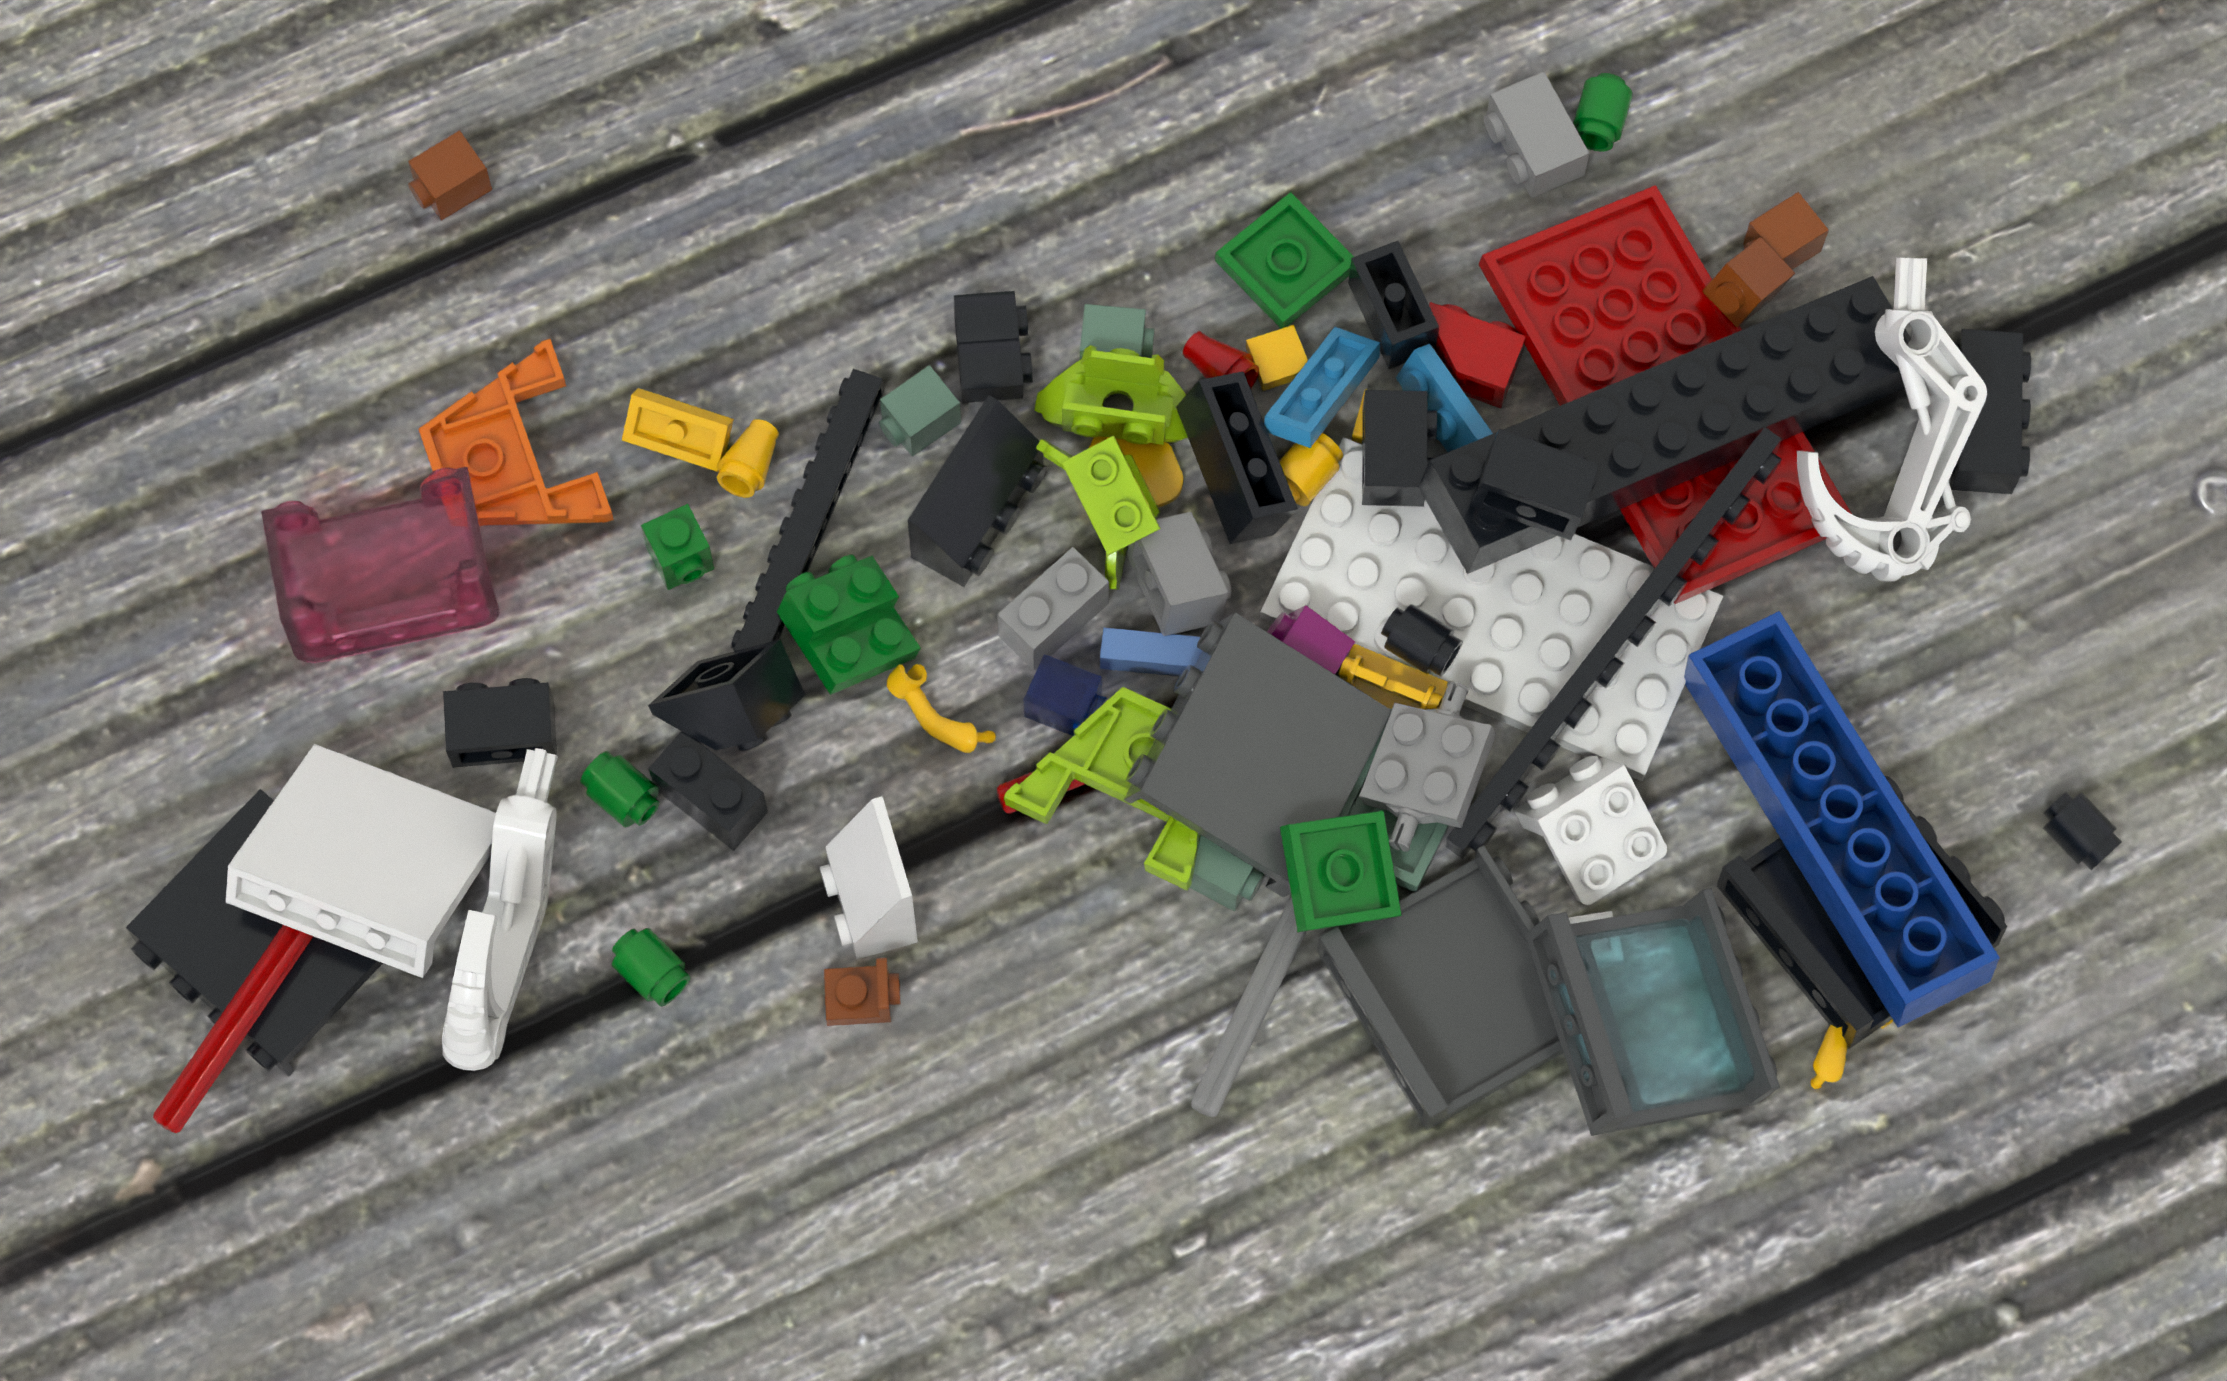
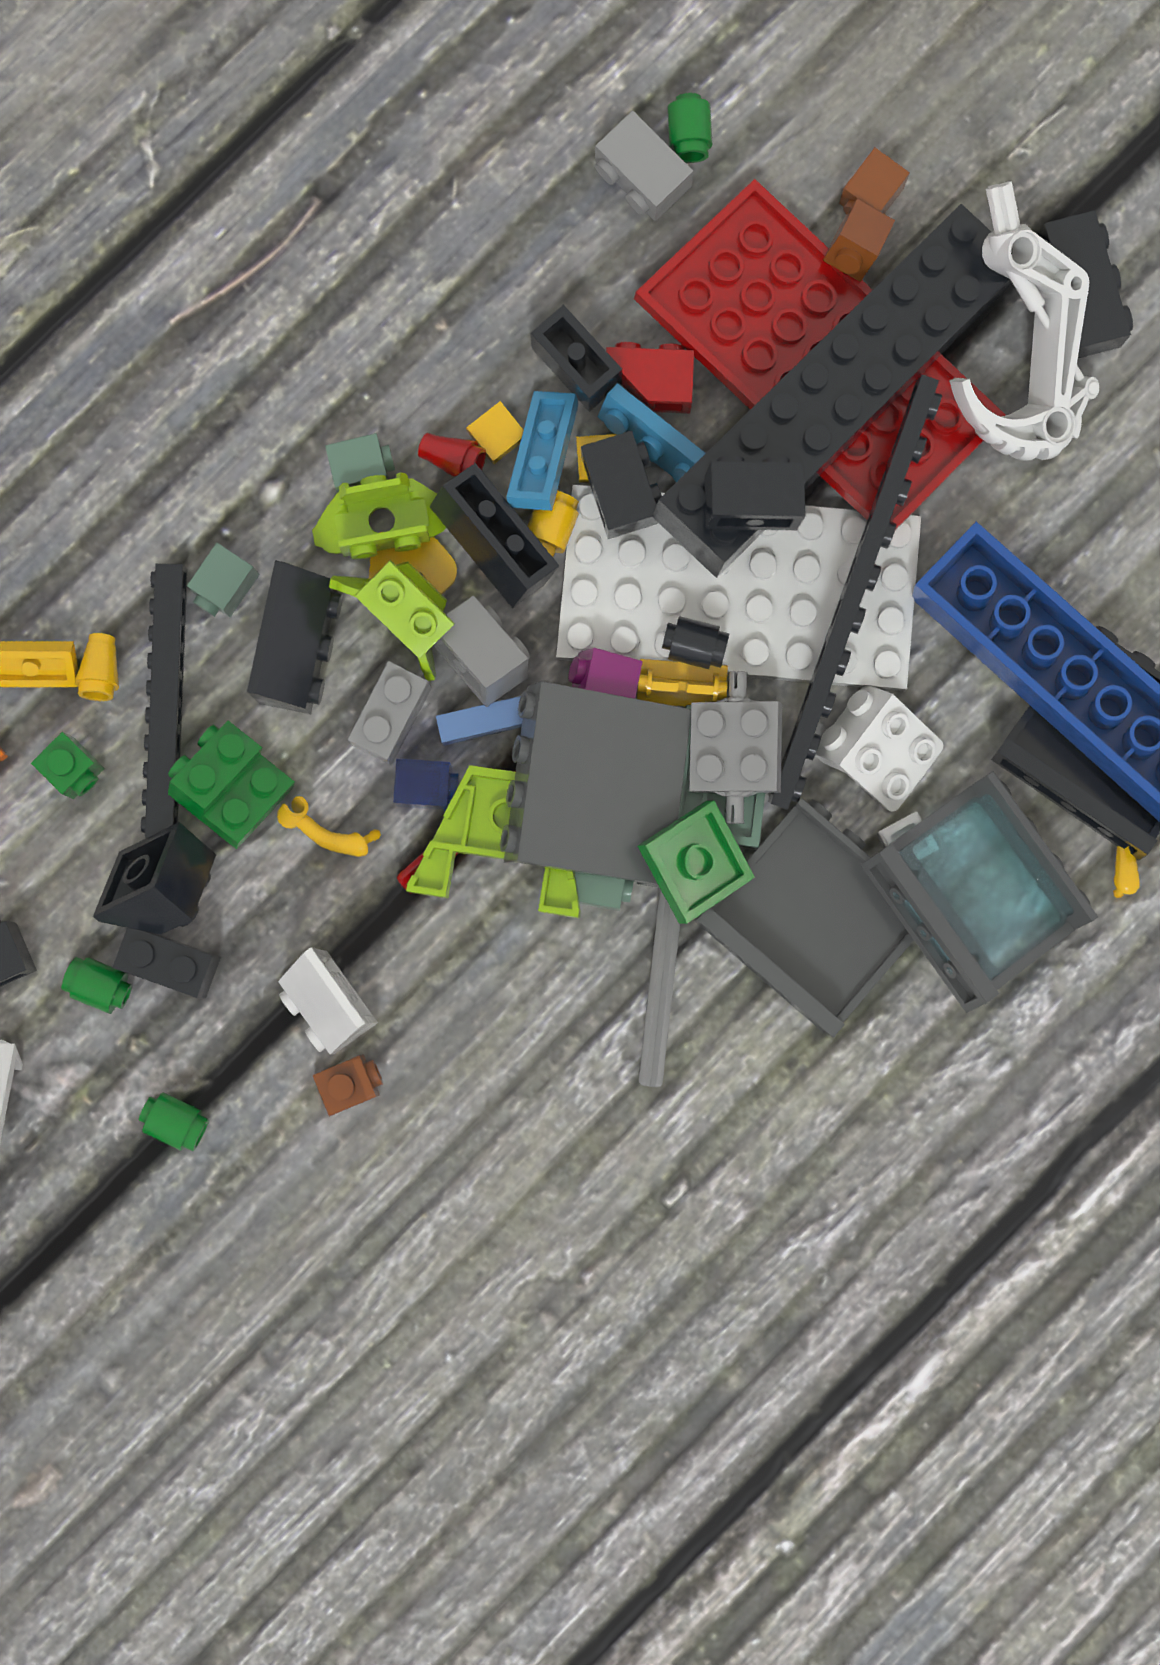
camera: 15 degrees left, 15 degrees up
(502, 937) = (47, 1184): white piece -> none
(990, 346) = (259, 505): black brick -> none
(1285, 260) = (475, 347): green plate -> none

